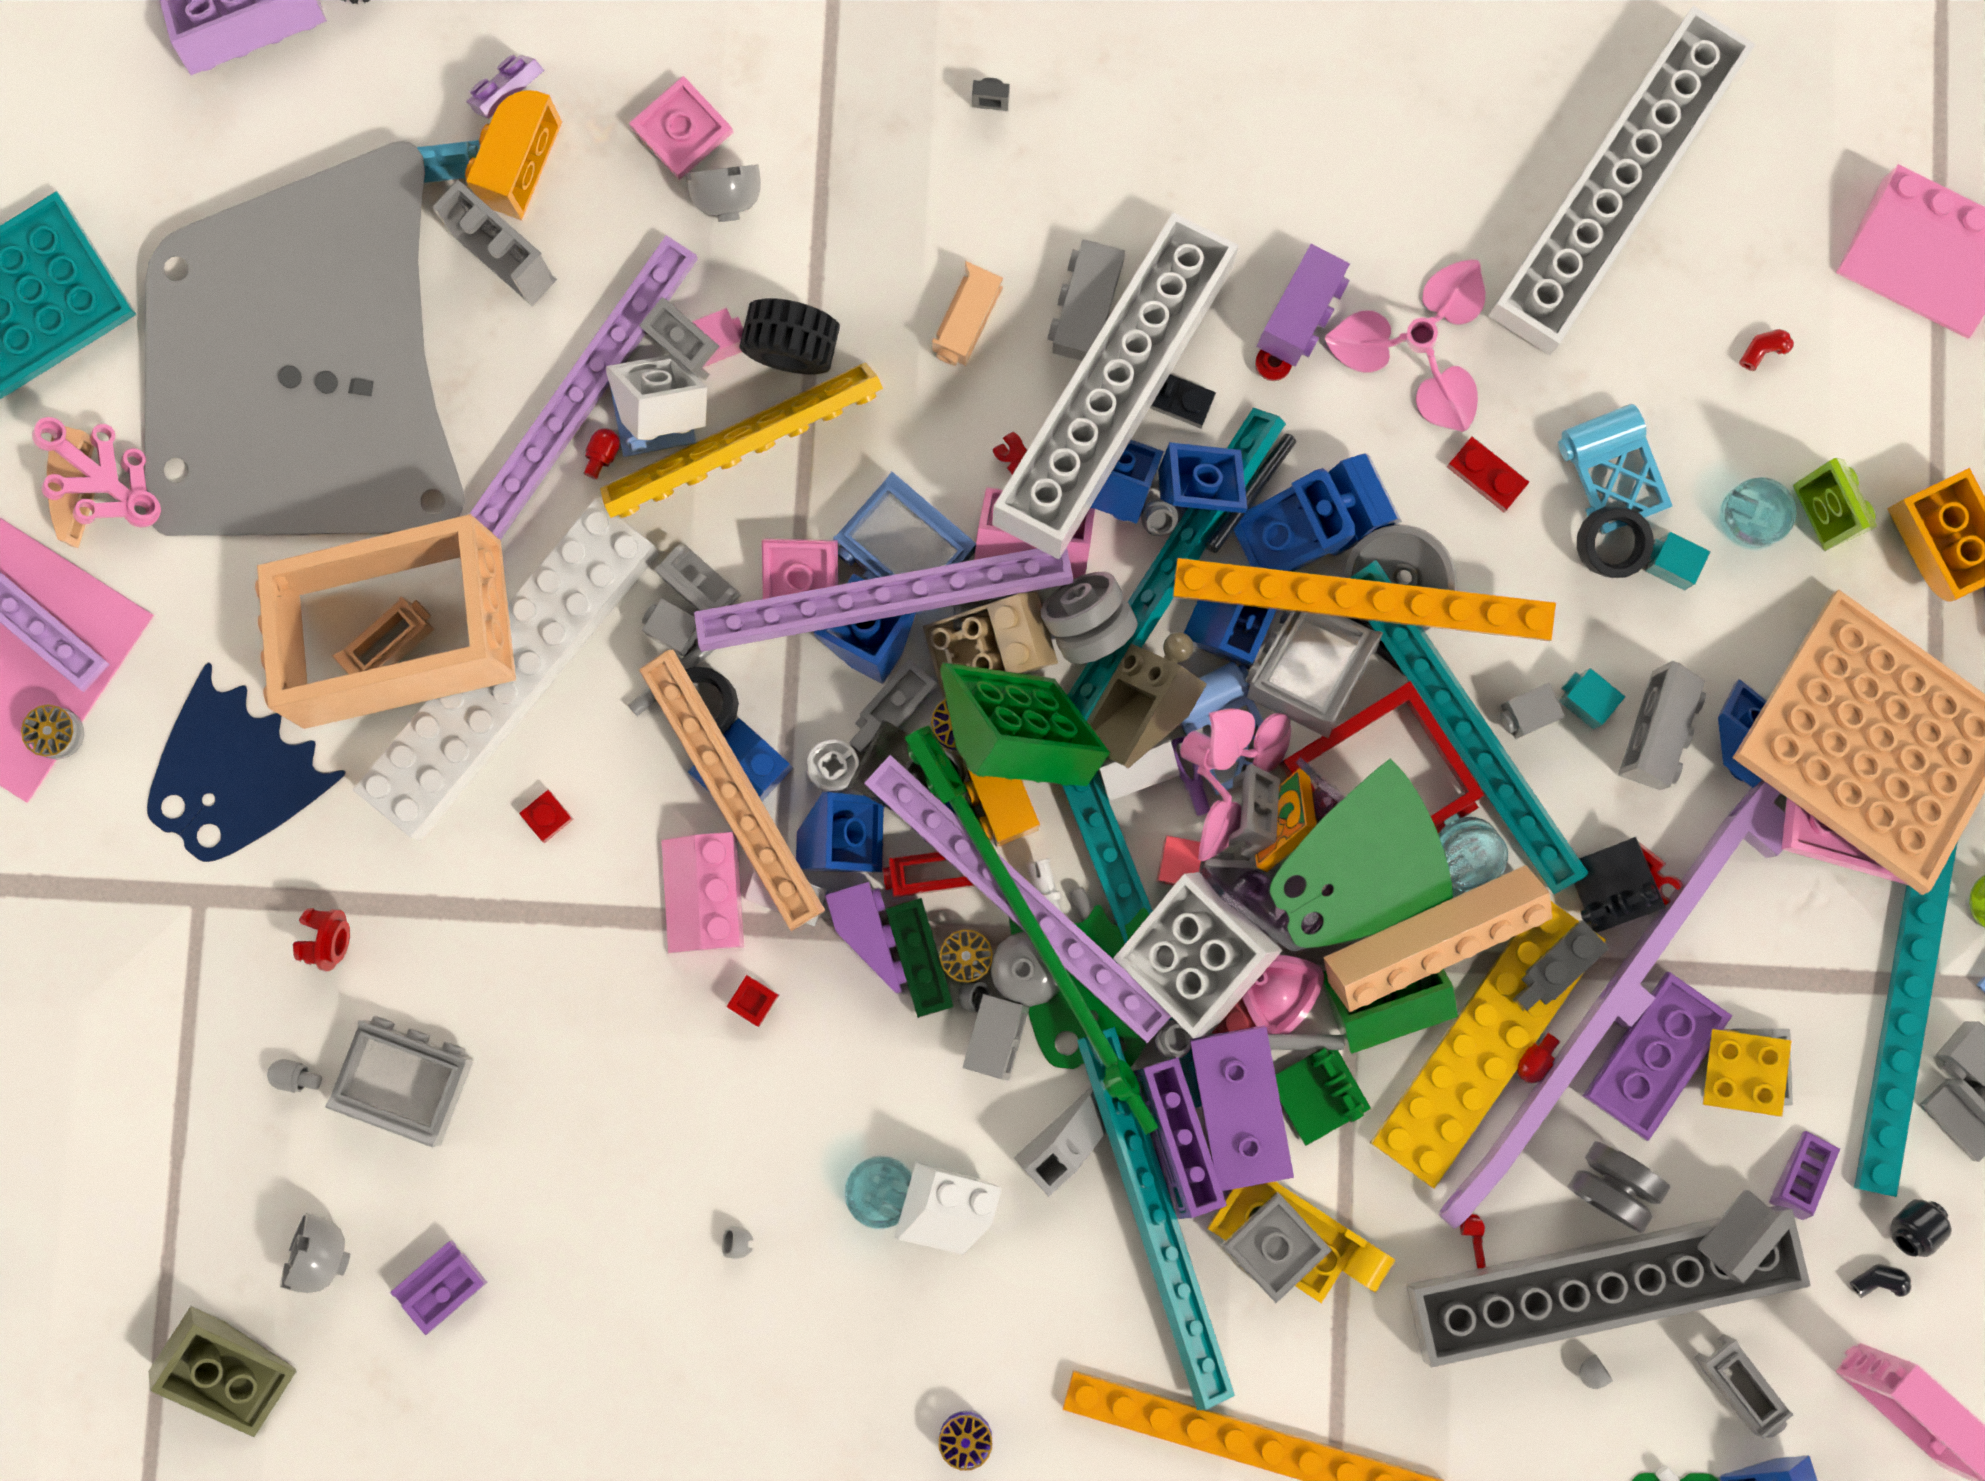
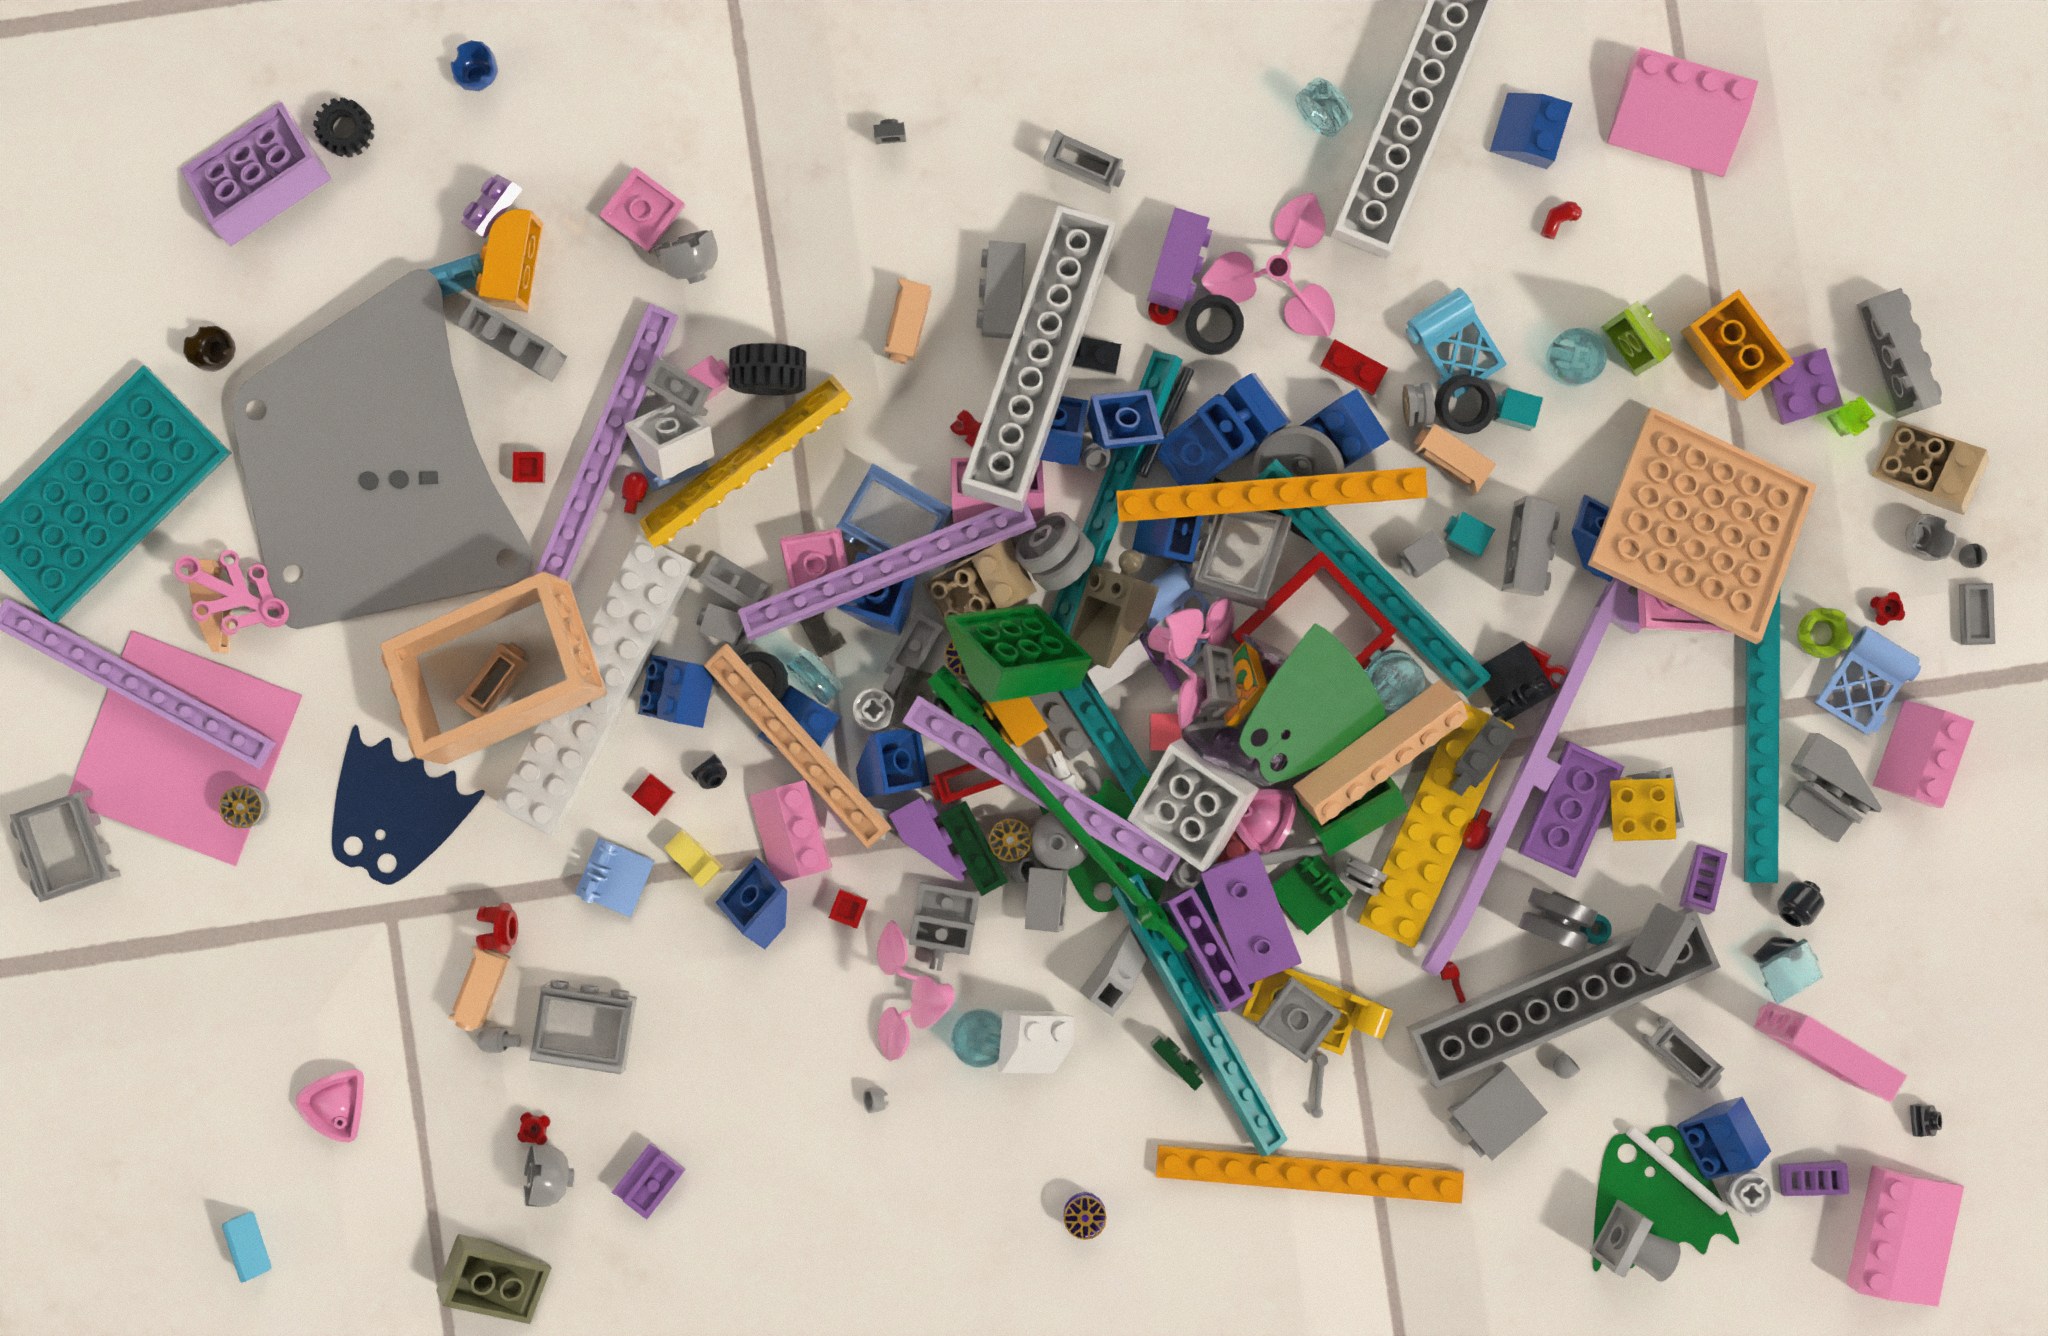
camera: 10 degrees left, 5 degrees up
(76, 1115) = (333, 1105): none -> bright pink hat
(139, 187) = (210, 348): none -> dark brown hair
(284, 1008) = (479, 988): none -> light nougat window
(302, 1199) = (527, 1135): none -> red plate
(478, 907) = (614, 877): none -> light blue hinge
(483, 399) = (529, 467): none -> red plate
(578, 902) = (693, 858): none -> light yellow leg
(600, 697) = (676, 691): none -> blue slope
(620, 804) = (710, 773): none -> black plate
(642, 973) = (756, 904): none -> blue slope
(770, 711) = (814, 676): none -> clear light blue head
(788, 665) = (821, 635): none -> clear smoke leg
(826, 1125) = (928, 999): none -> bright pink plant
(865, 1039) = (944, 921): none -> light grey plate
(1057, 826) = (1063, 723): none -> light grey plate
(1127, 1283) = (1187, 1070): none -> dark green plate
(1204, 183) = (1052, 159): none -> light grey window
(1294, 1305) = (1321, 1060): none -> light grey hinge
(1344, 366) = (1237, 324): none -> black tyre
(1391, 1083) = (1363, 873): none -> light grey wheel
(1473, 541) = (1350, 427): none -> blue slope
(1500, 1414) = (1497, 1112): none -> light grey panel
(1509, 162) = (1324, 107): none -> clear light blue head
(1558, 531) = (1418, 404): none -> light grey wheel
(1590, 602) = (1454, 457): none -> light nougat window
(1672, 1214) = (1604, 933): none -> teal plate
(1750, 236) = (1531, 128): none -> blue slope
(1895, 1310) = (1791, 971): none -> clear light blue piece

